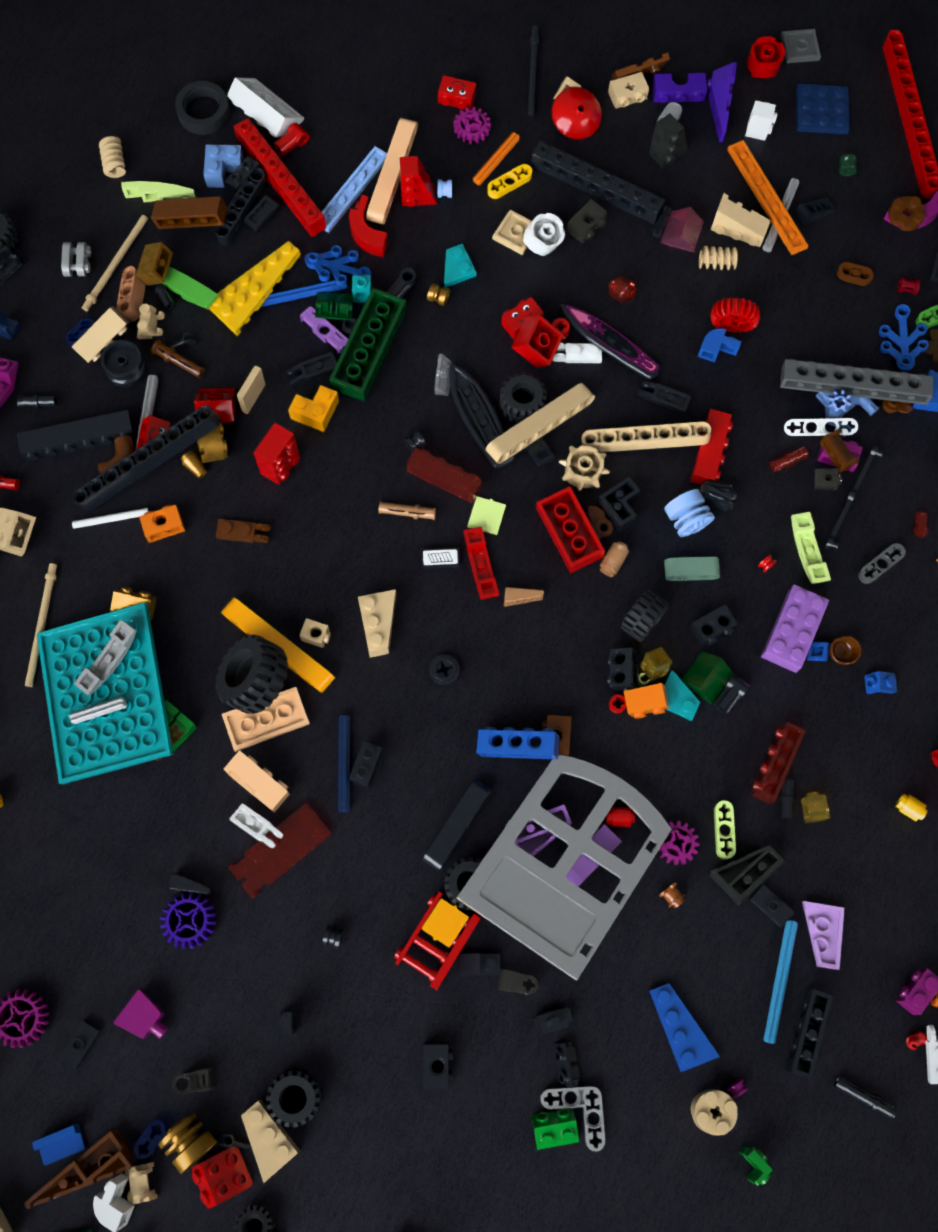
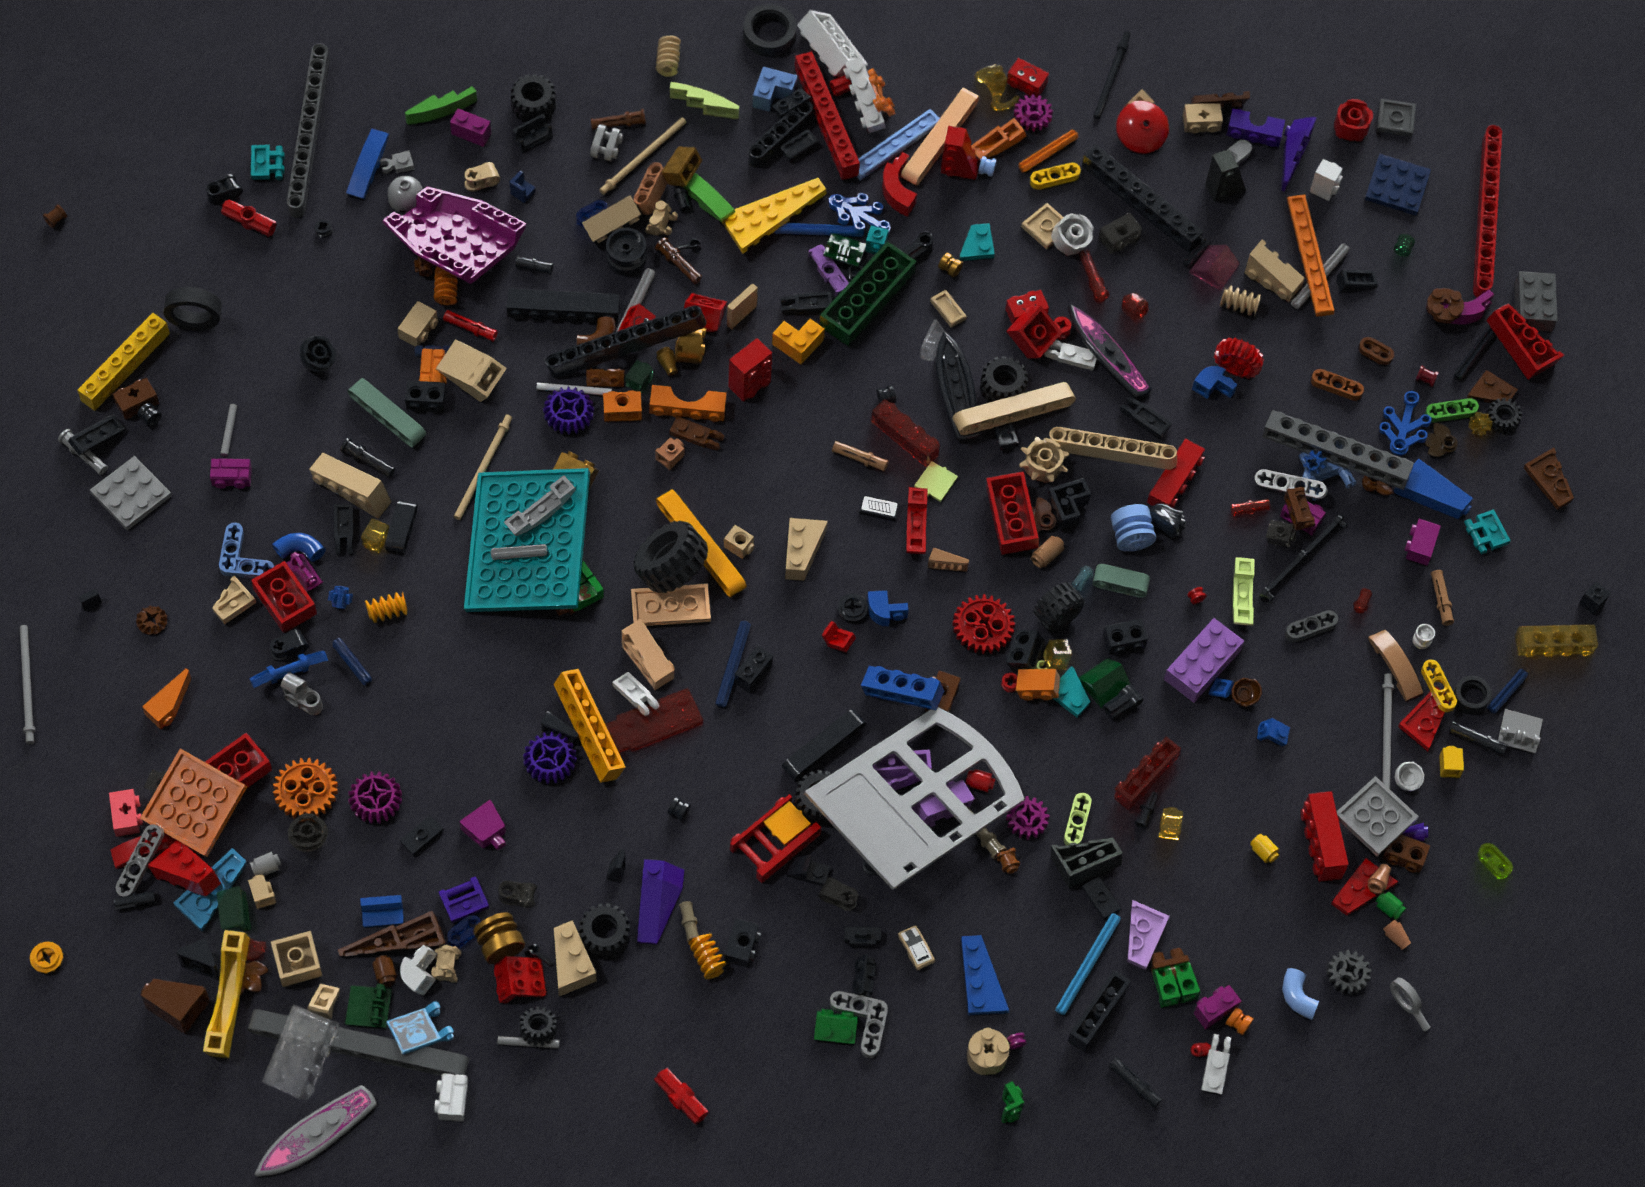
camera: 15 degrees right, 10 degrees down
(78, 1213) = (384, 971): none -> reddish brown brick
(89, 229) = (627, 119): none -> reddish brown pin
(117, 530) = (568, 419): none -> dark purple gear
(132, 499) = (604, 378): none -> dark orange hinge
(144, 1110) = (465, 905): none -> dark purple plate
(170, 488) = (639, 376): none -> clear green brick
(189, 212) = (729, 127): reddish brown brick -> none
(218, 875) = (589, 725): none -> light orange brick
(223, 564) = (666, 456): none -> nougat brick
(247, 501) = (709, 407): none -> orange arch
(308, 144) = (865, 94): none -> white brick
(329, 152) = (880, 101): none -> orange plant
(338, 1037) = (659, 893): none -> dark purple wedge
(377, 1058) = (689, 920): none -> dark tan pin
(406, 1092) = (706, 956): none -> light orange piece
(430, 107) = (996, 84): none -> clear yellow piece
(439, 706) = (838, 638): none -> red bracket
(448, 159) = (999, 139): none -> orange slope
(448, 338) = (948, 308): none -> tan tile
(472, 665) = (881, 611): none -> blue brick
(578, 275) = (1096, 282): none -> clear red pin
(588, 639) = (968, 630): none -> red gear
(609, 1016) = (916, 947): none -> slope
(648, 879) = (990, 842): none -> dark tan pin
(654, 576) = (1083, 576): none -> clear light blue pin
(842, 322) = (1338, 391): none -> dark orange beam
(868, 972) = (1174, 978): none -> green hips

